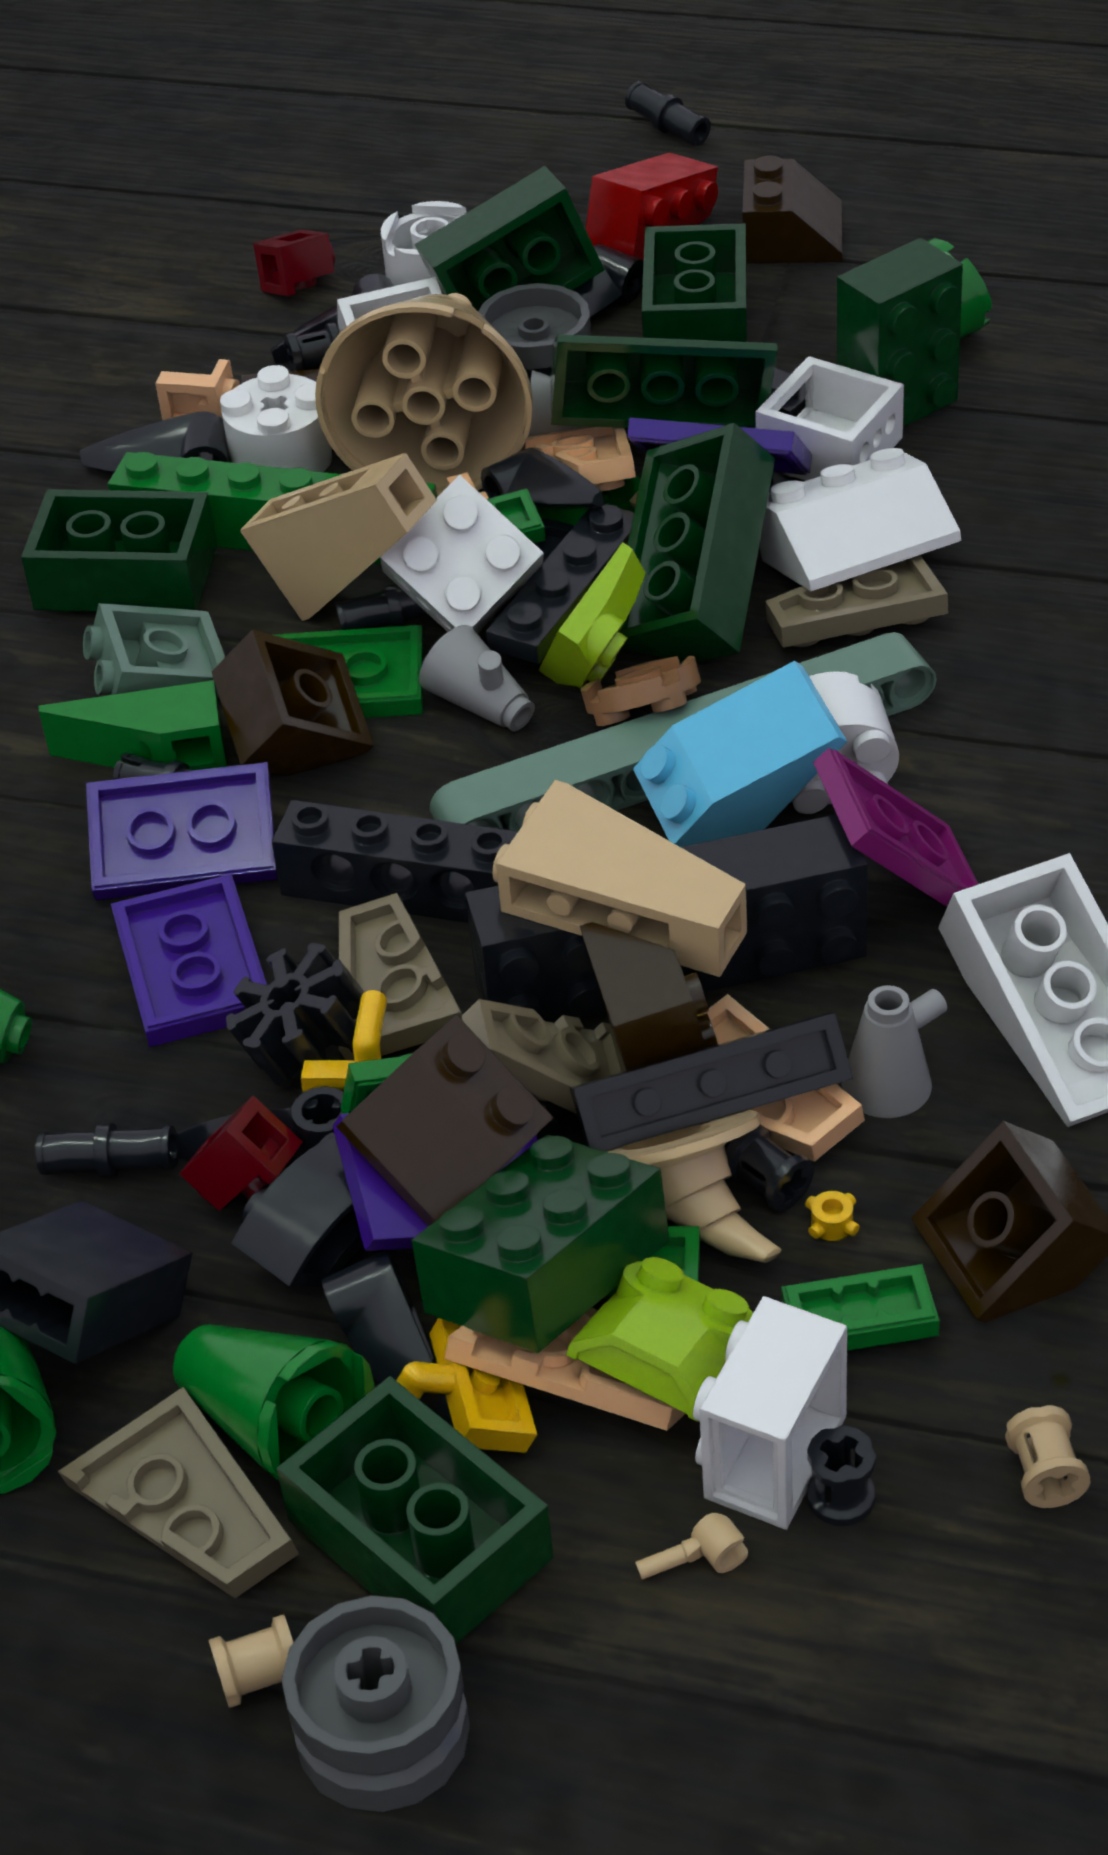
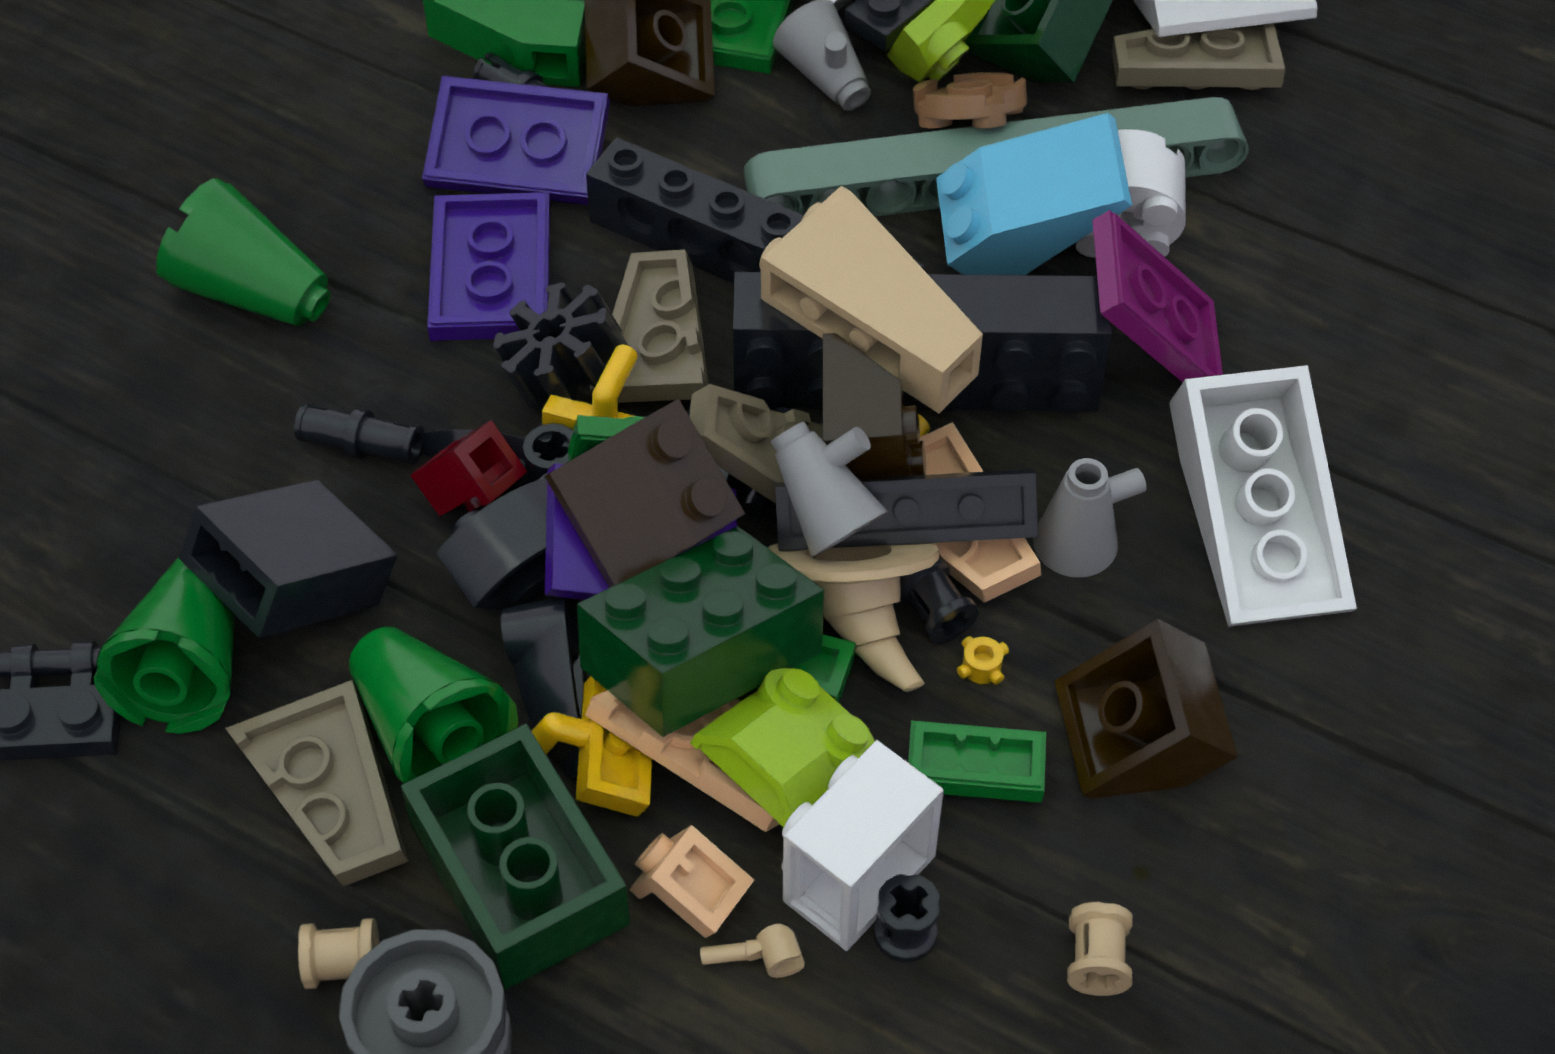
camera: 10 degrees right, 10 degrees up
(606, 1493) = (691, 879): none -> light nougat bracket
(626, 1076) = (821, 487): none -> light grey piece

